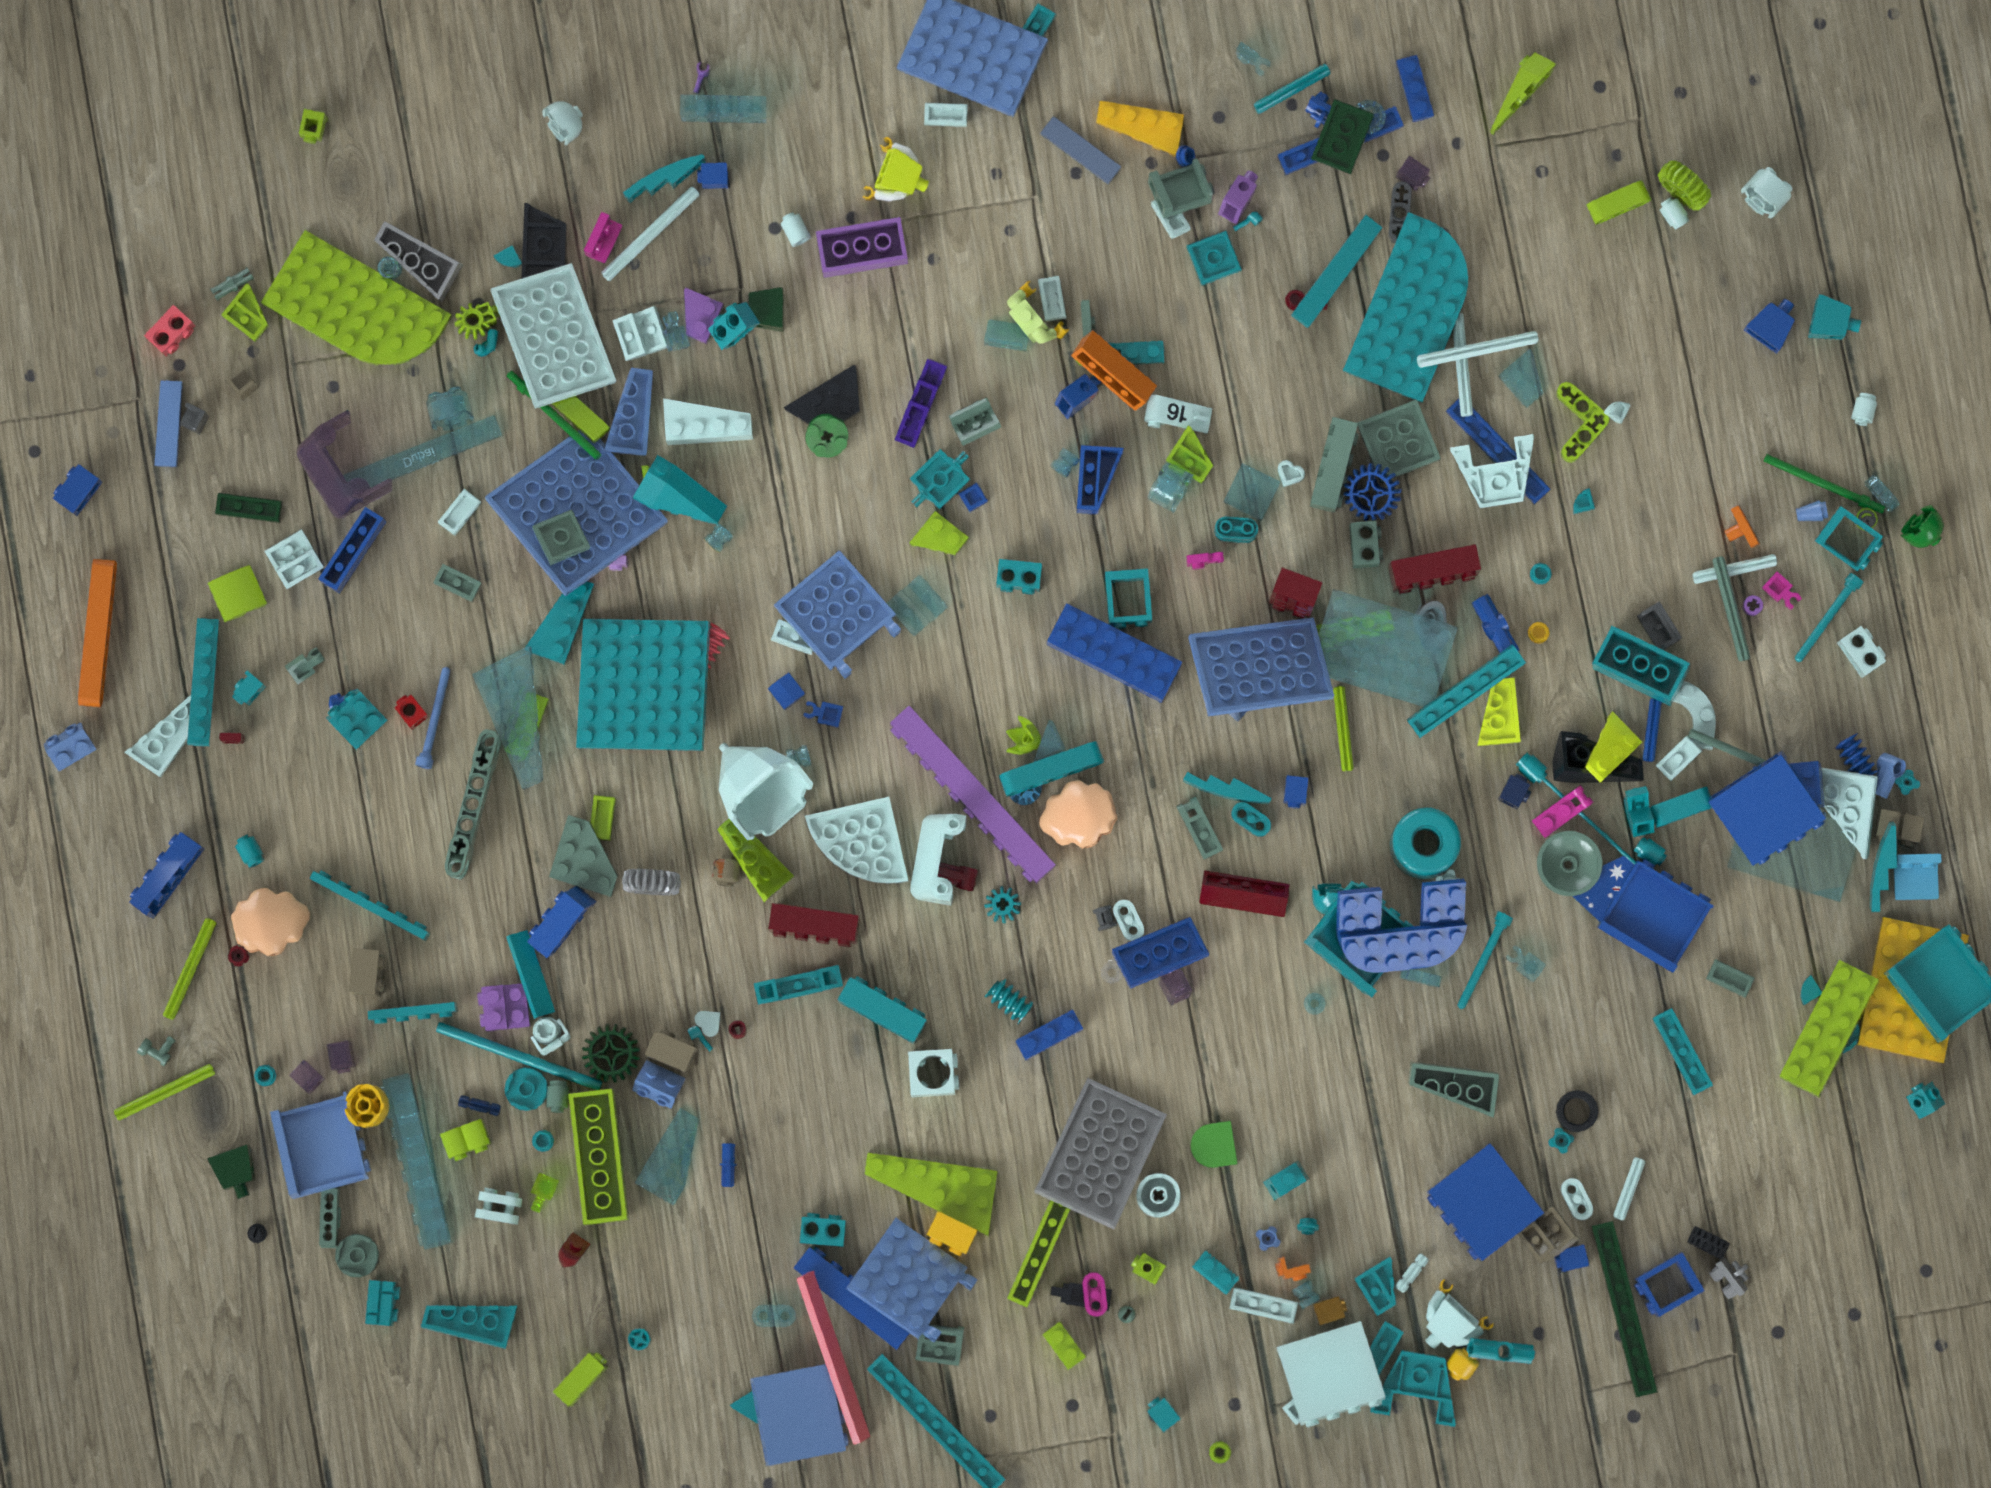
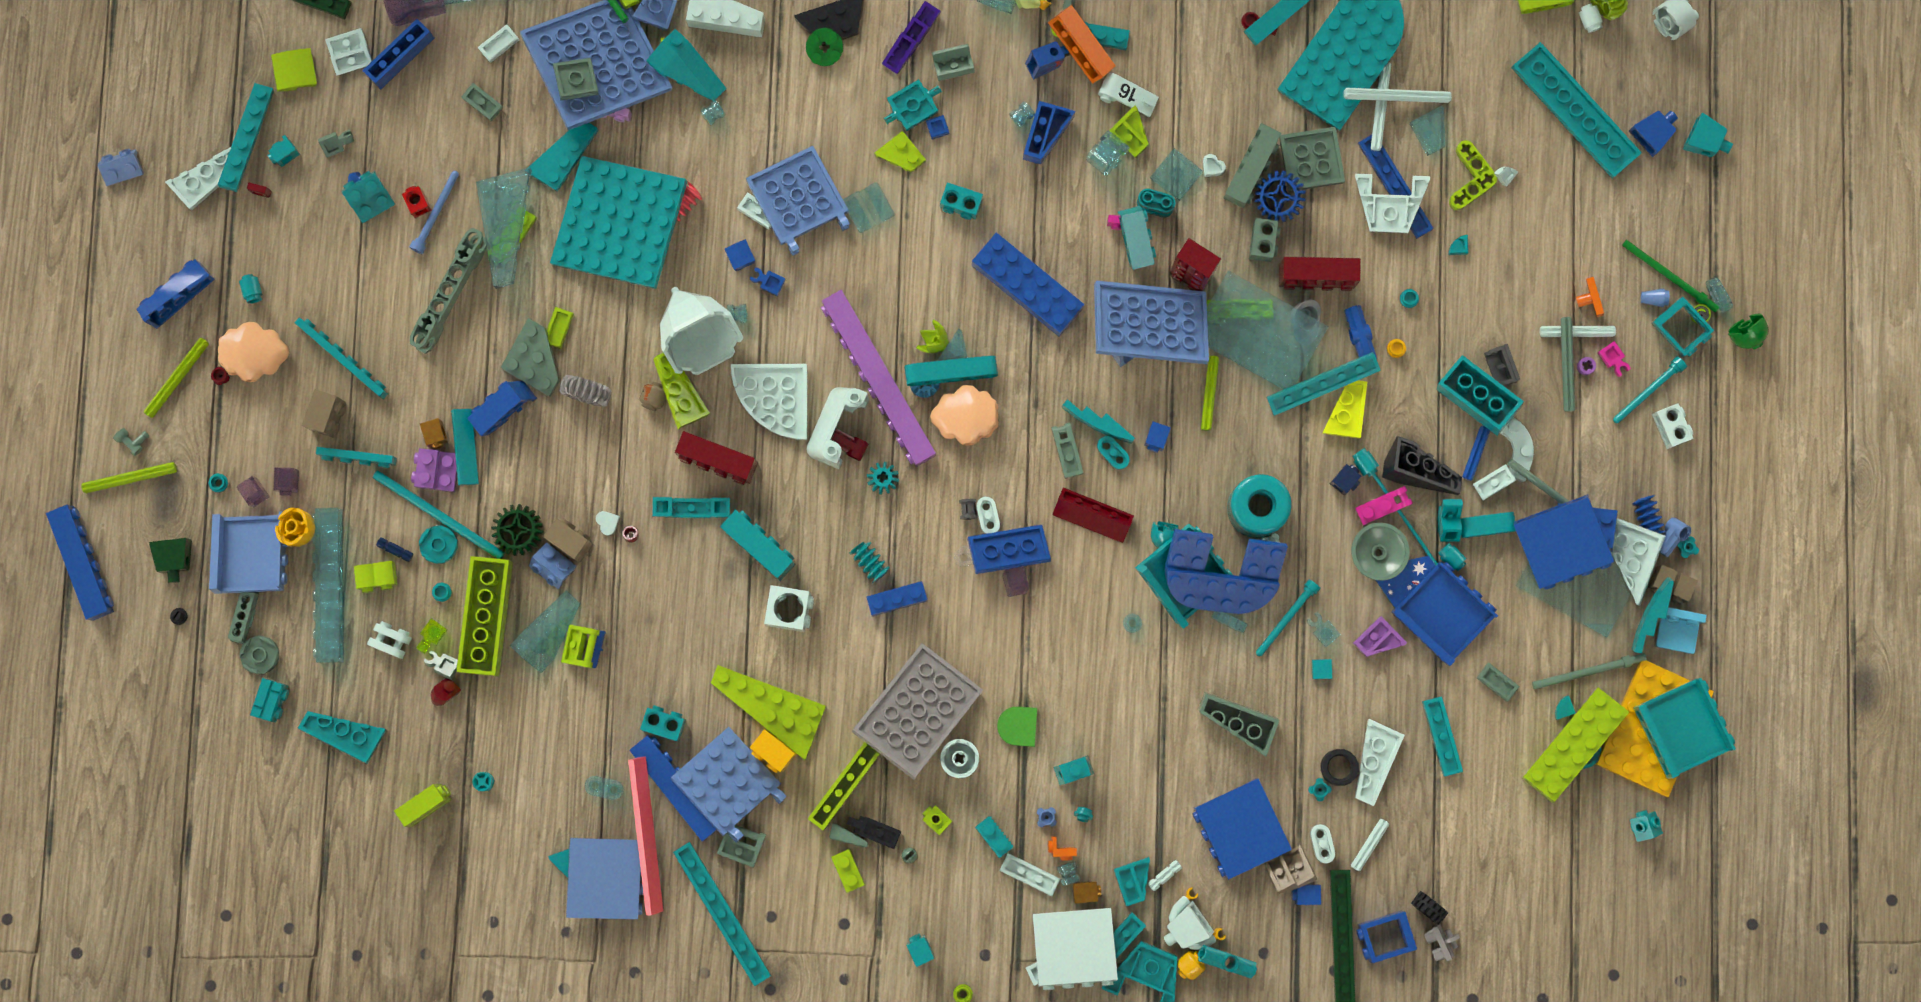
camera: 10 degrees right, 0 degrees up
(97, 633) = (167, 76): orange beam -> none
(134, 1198) = (80, 562): none -> blue brick
(493, 967) = (434, 433): none -> pearl gold brick
(548, 1032) = (469, 500): light aqua piece -> none
(557, 1096) = (462, 555): sand green brick -> none
(567, 1221) = (444, 666): none -> plate
(695, 1032) = (595, 528): teal hand -> none
(705, 1166) = (575, 646): none -> lime plate
(1049, 1308) = (841, 834): none -> sand green slope
(1094, 1294) = (884, 832): dark pink plate -> none
(1128, 576) = (1055, 222): teal window -> none
(1223, 574) = (1137, 237): none -> teal brick
(1534, 1007) = (1322, 669): none -> teal tile
(1589, 959) = (1378, 638): none -> medium lavender wing
(1612, 748) = (1439, 460): neon yellow wing -> none
(1616, 1090) = (1377, 758): none -> light aqua wing
(1680, 320) = (1576, 110): none -> teal plate
(1864, 409) = (1719, 219): light aqua brick -> none
(1865, 925) = (1624, 662): none -> sand green bar

